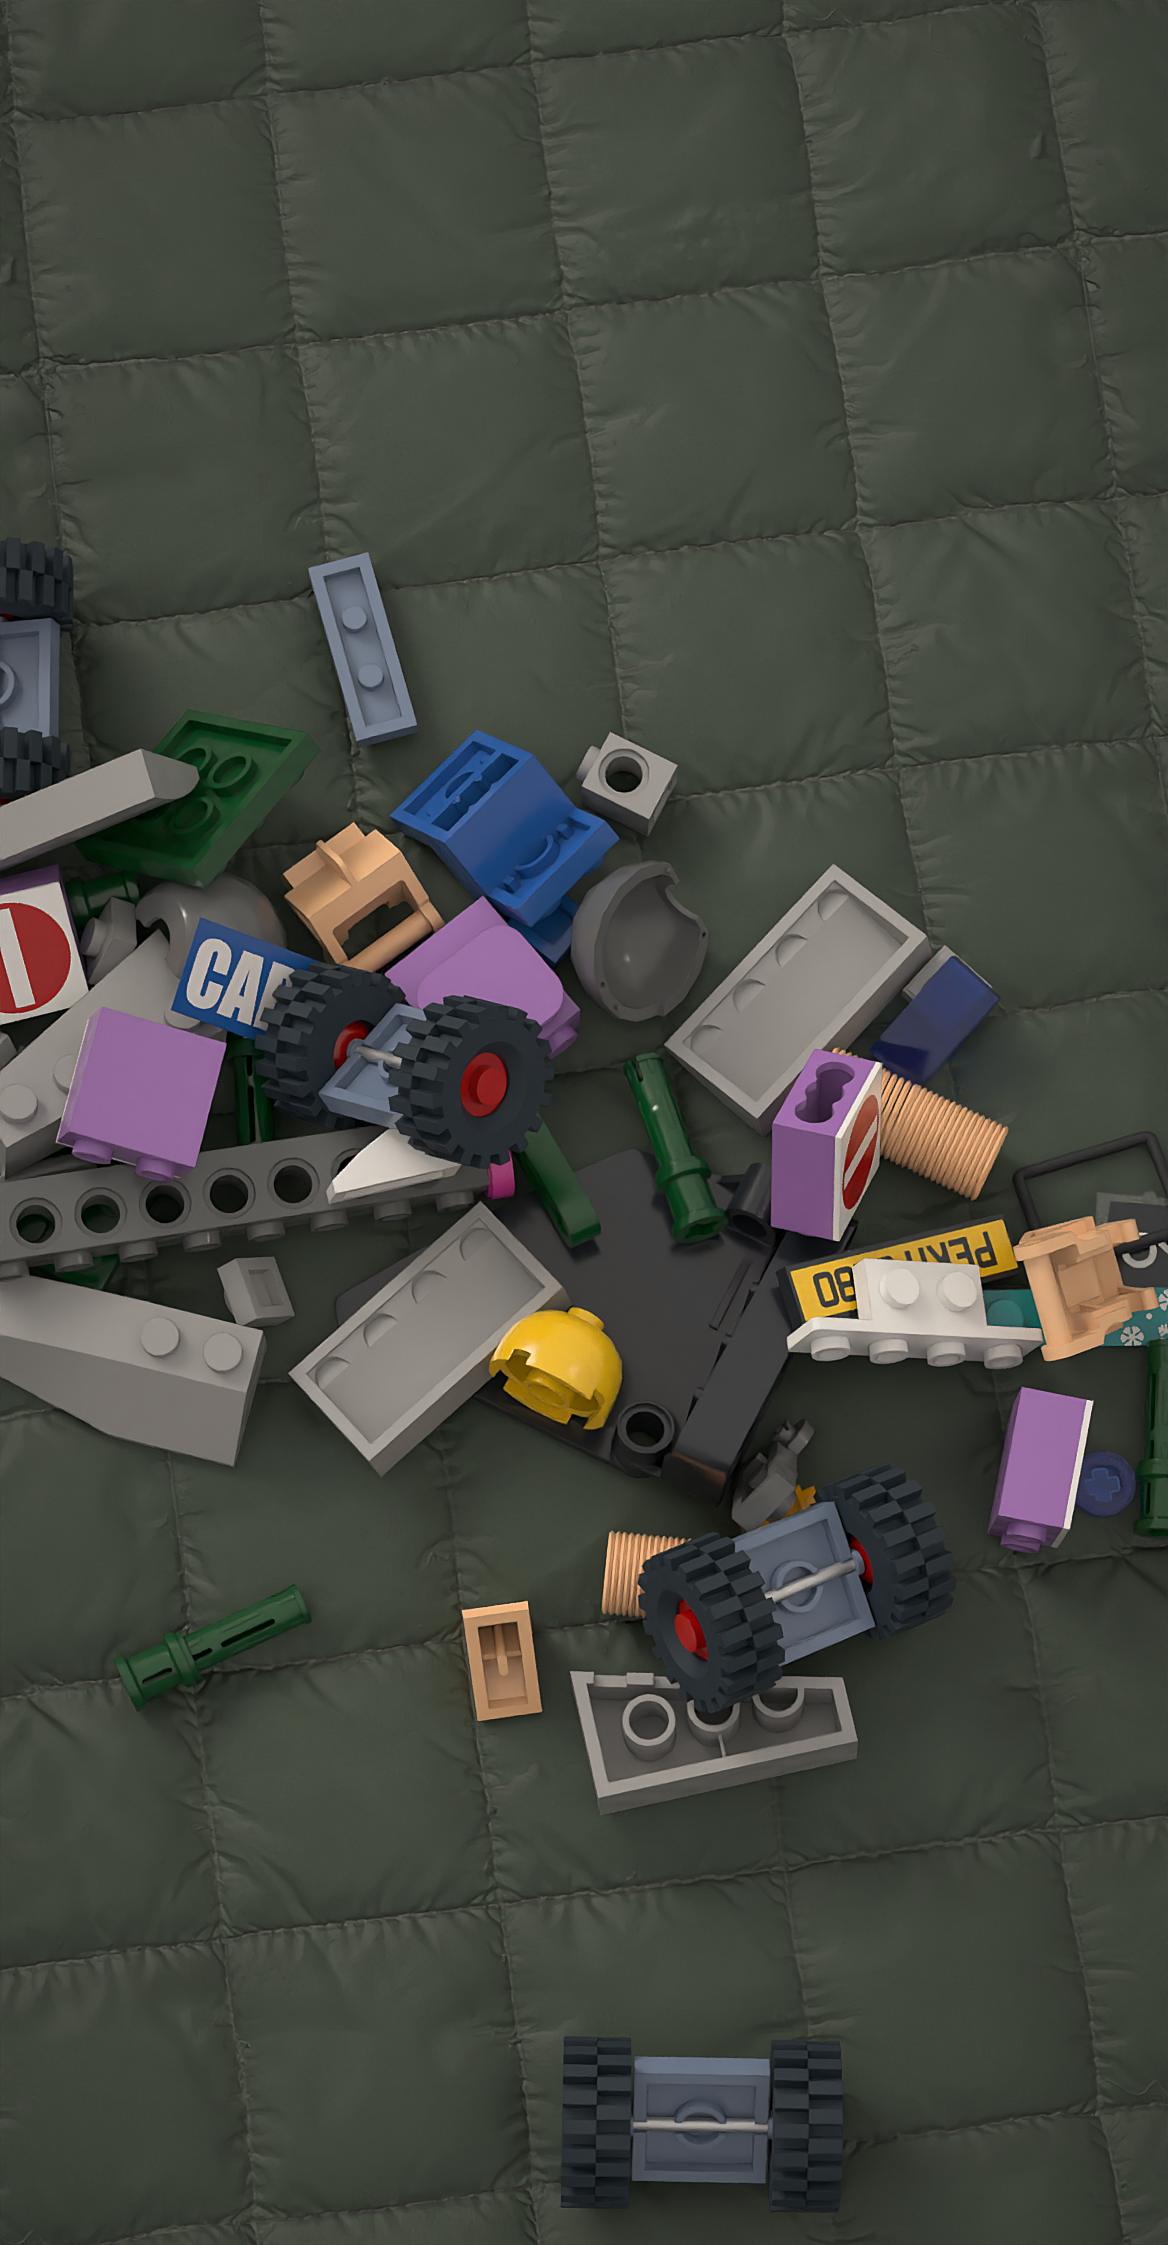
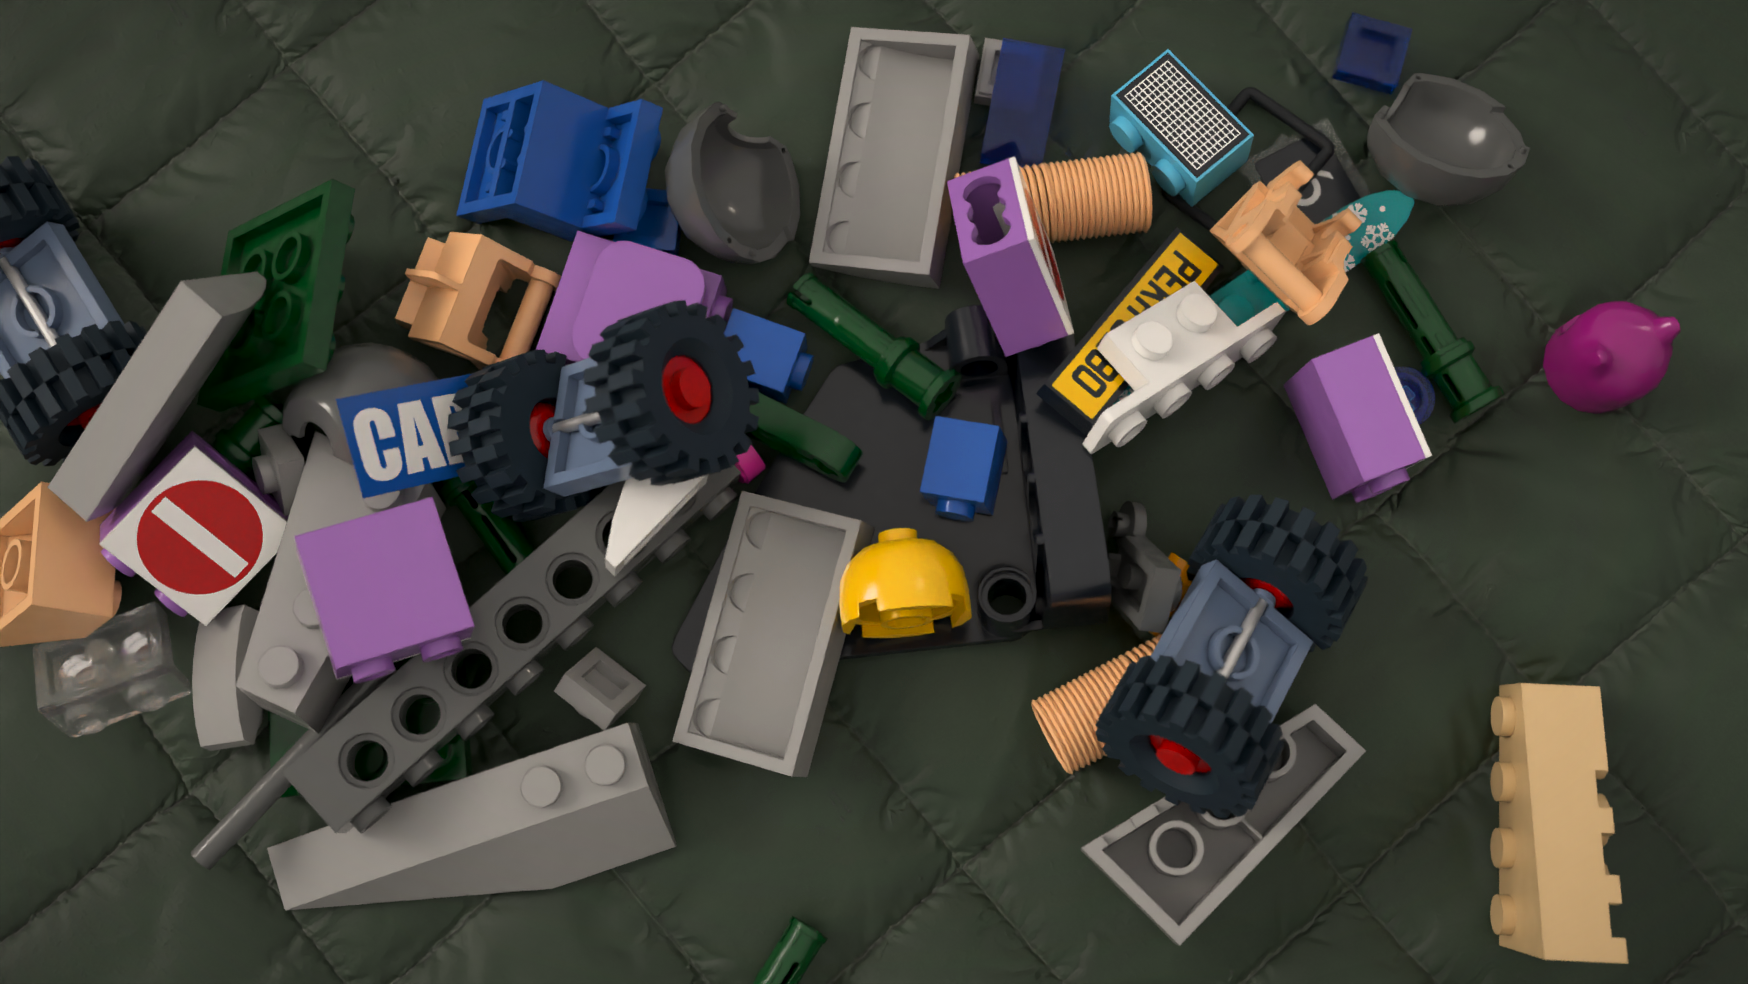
camera: 30 degrees left, 5 degrees up
(363, 650) = (345, 90): sand blue plate -> none
(502, 1661) = (1011, 869): light nougat slope -> none
(580, 1103) = (775, 353): none -> blue brick
(635, 808) = (653, 41): light grey brick -> none
(678, 1299) = (963, 468): none -> blue brick
(986, 1910) = (1553, 825): none -> tan wedge
(1057, 1129) = (1179, 129): none -> brick

